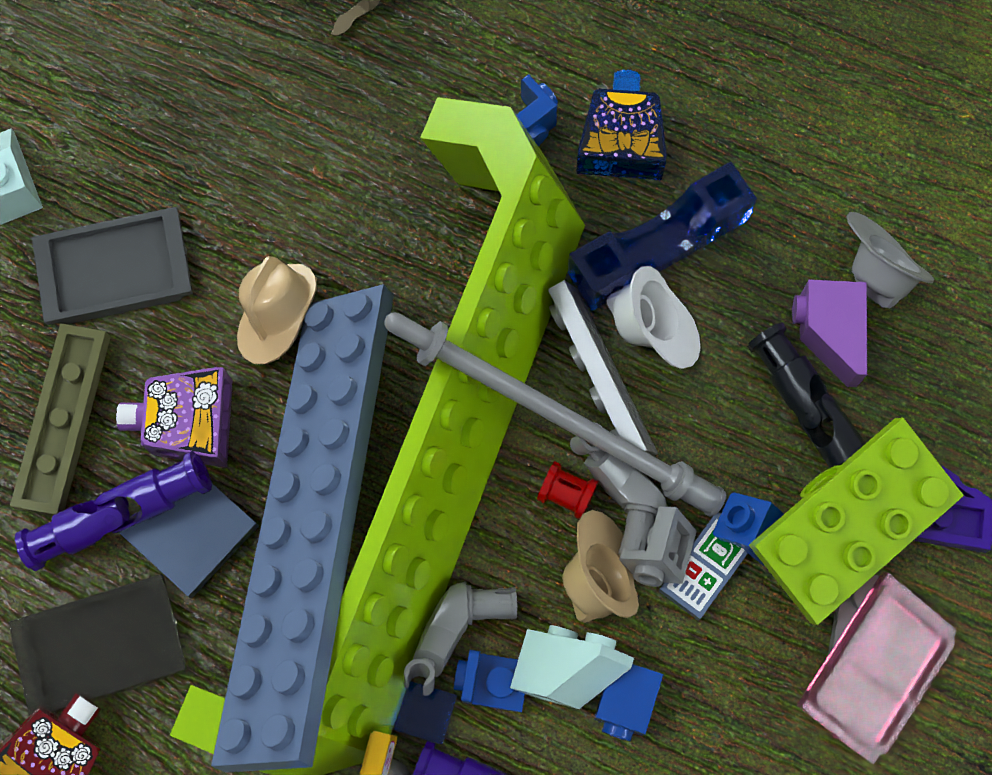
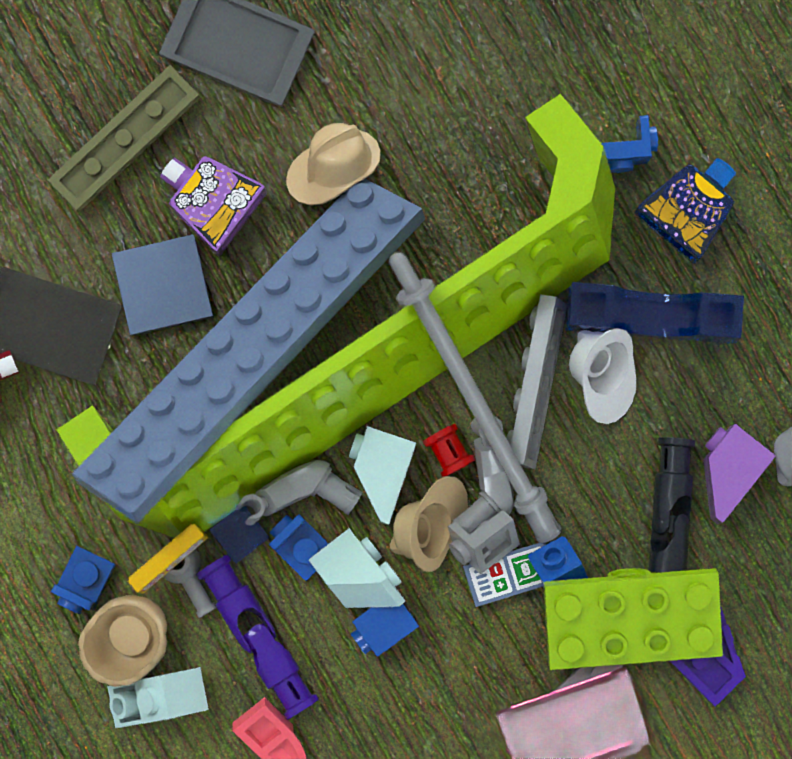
camera: 30 degrees right, 10 degrees up
(88, 521) = (100, 233): dark purple piece -> none
(517, 551) = (381, 468): none -> light aqua slope

